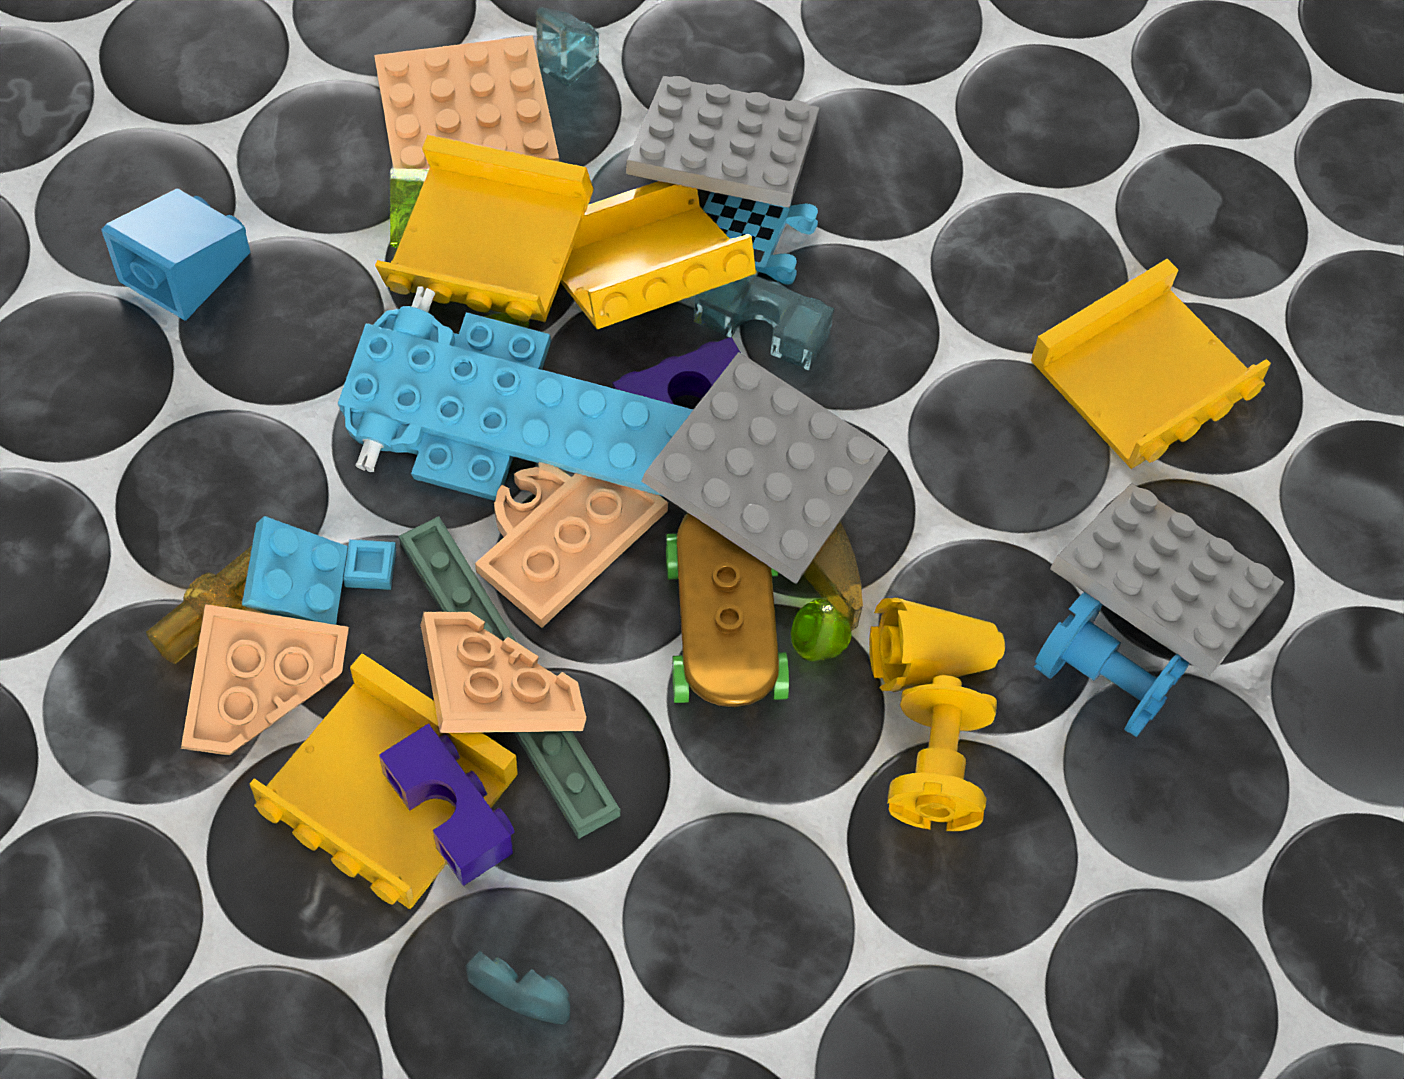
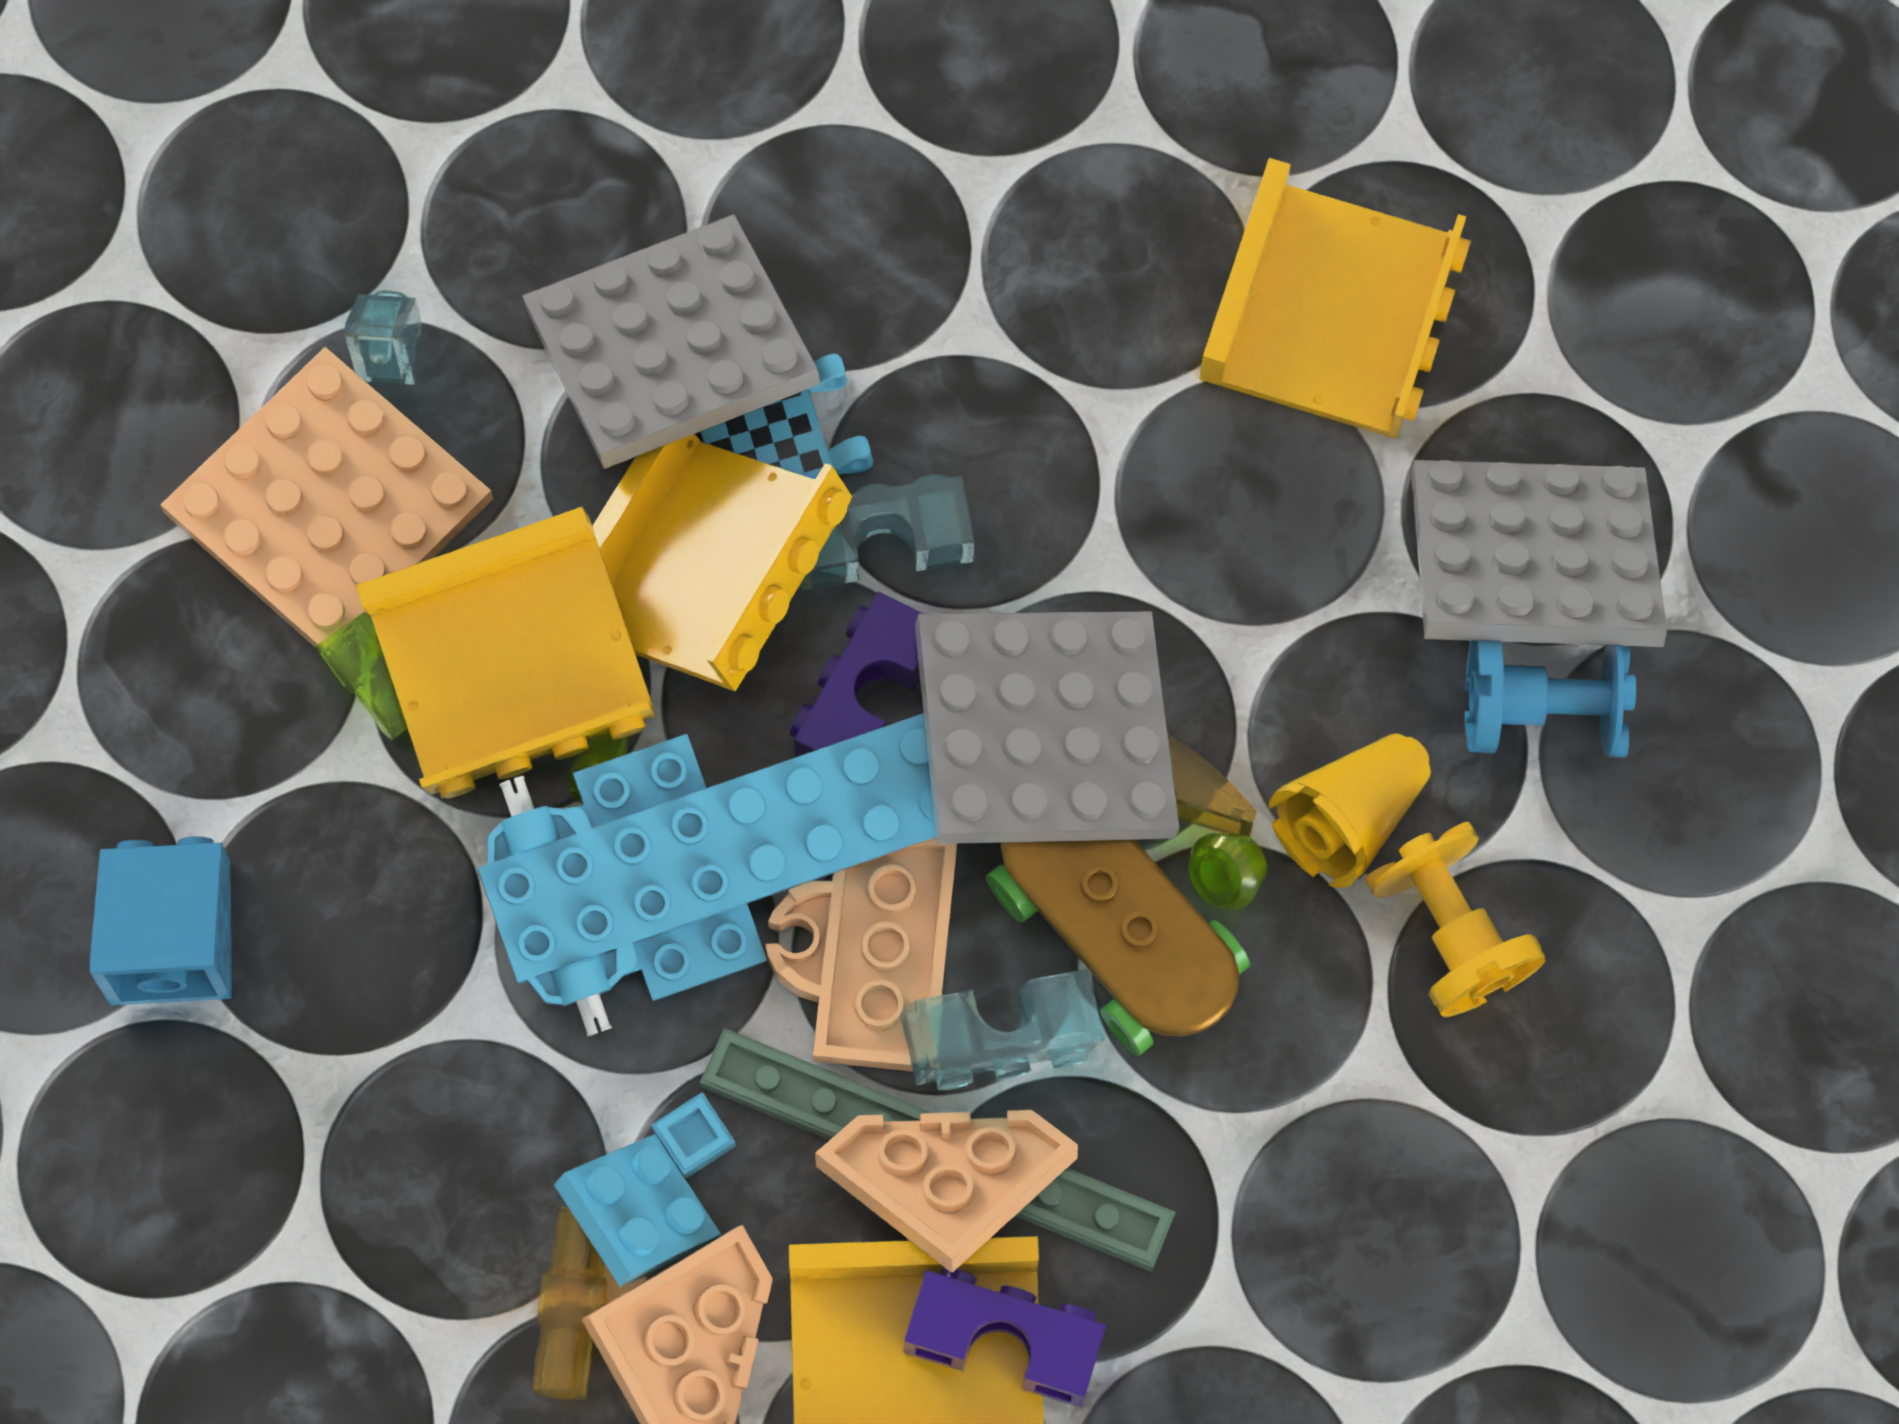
camera: 35 degrees left, 10 degrees up
(562, 613) = (953, 1042): none -> clear light blue arch

